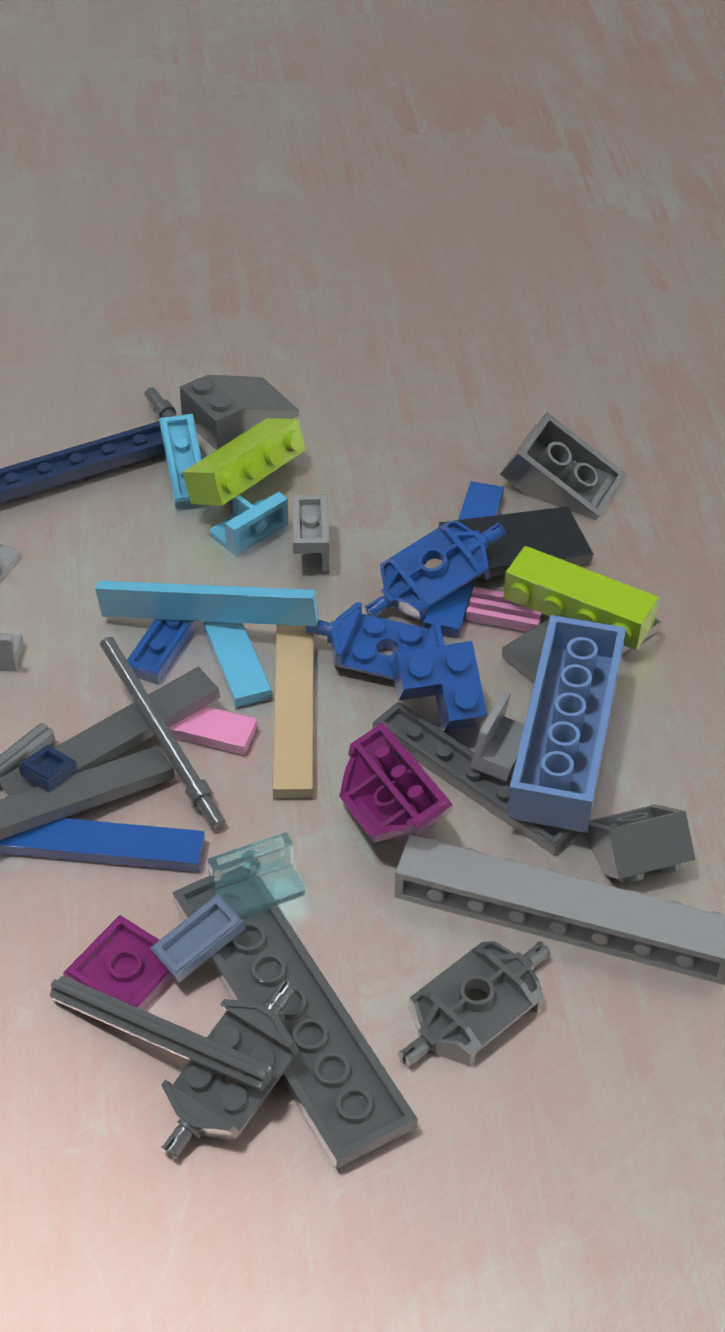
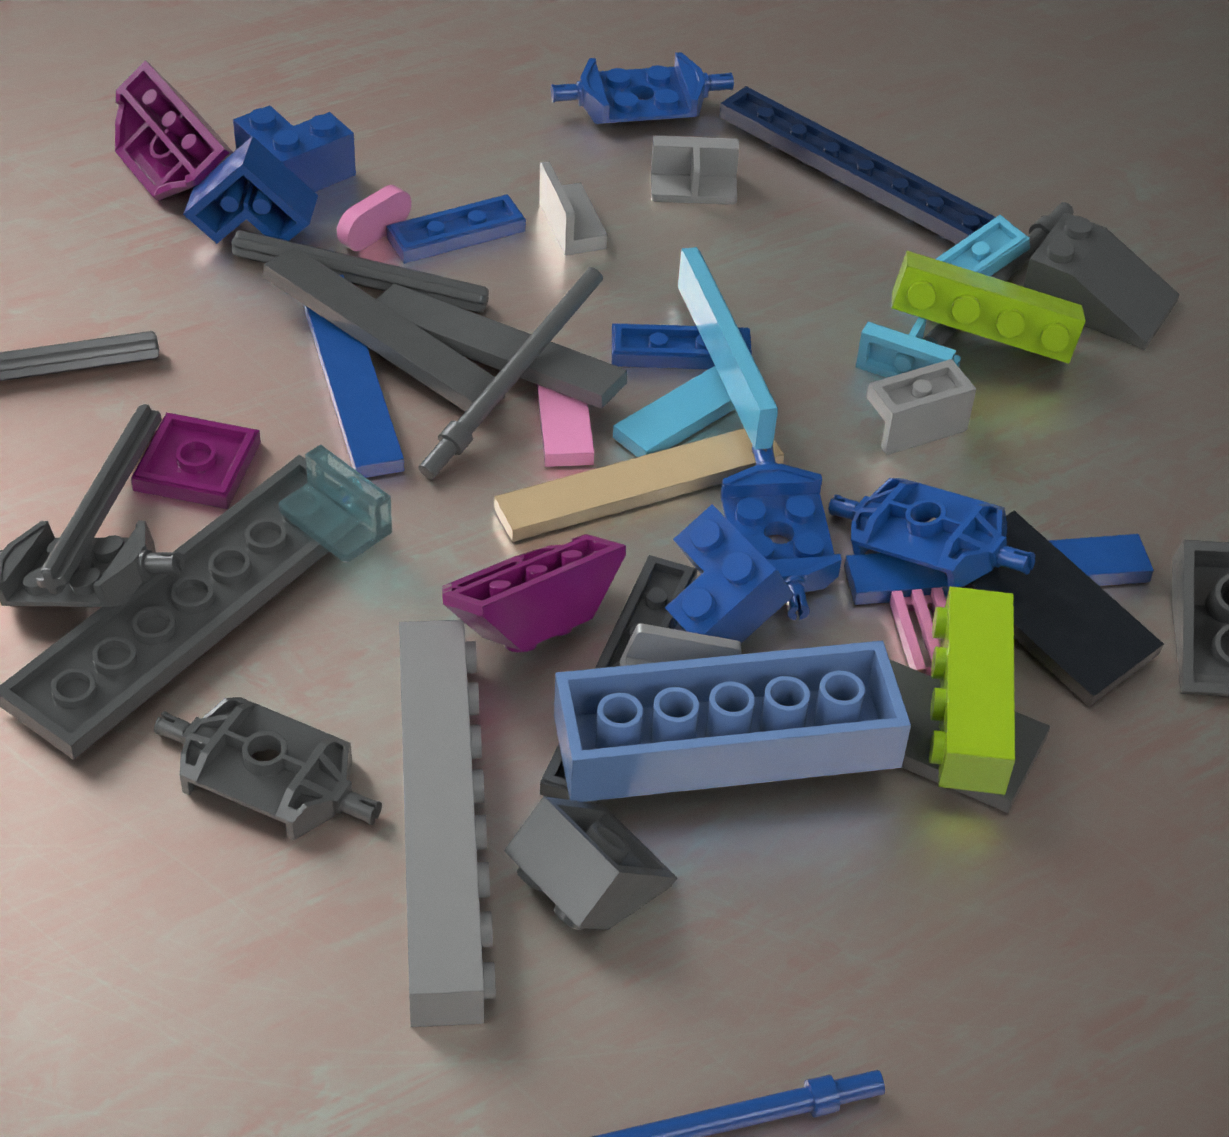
camera: 65 degrees right, 0 degrees up
(48, 768) = (415, 305): dark blue tile -> none
(198, 938) = (239, 489): sand blue tile -> none

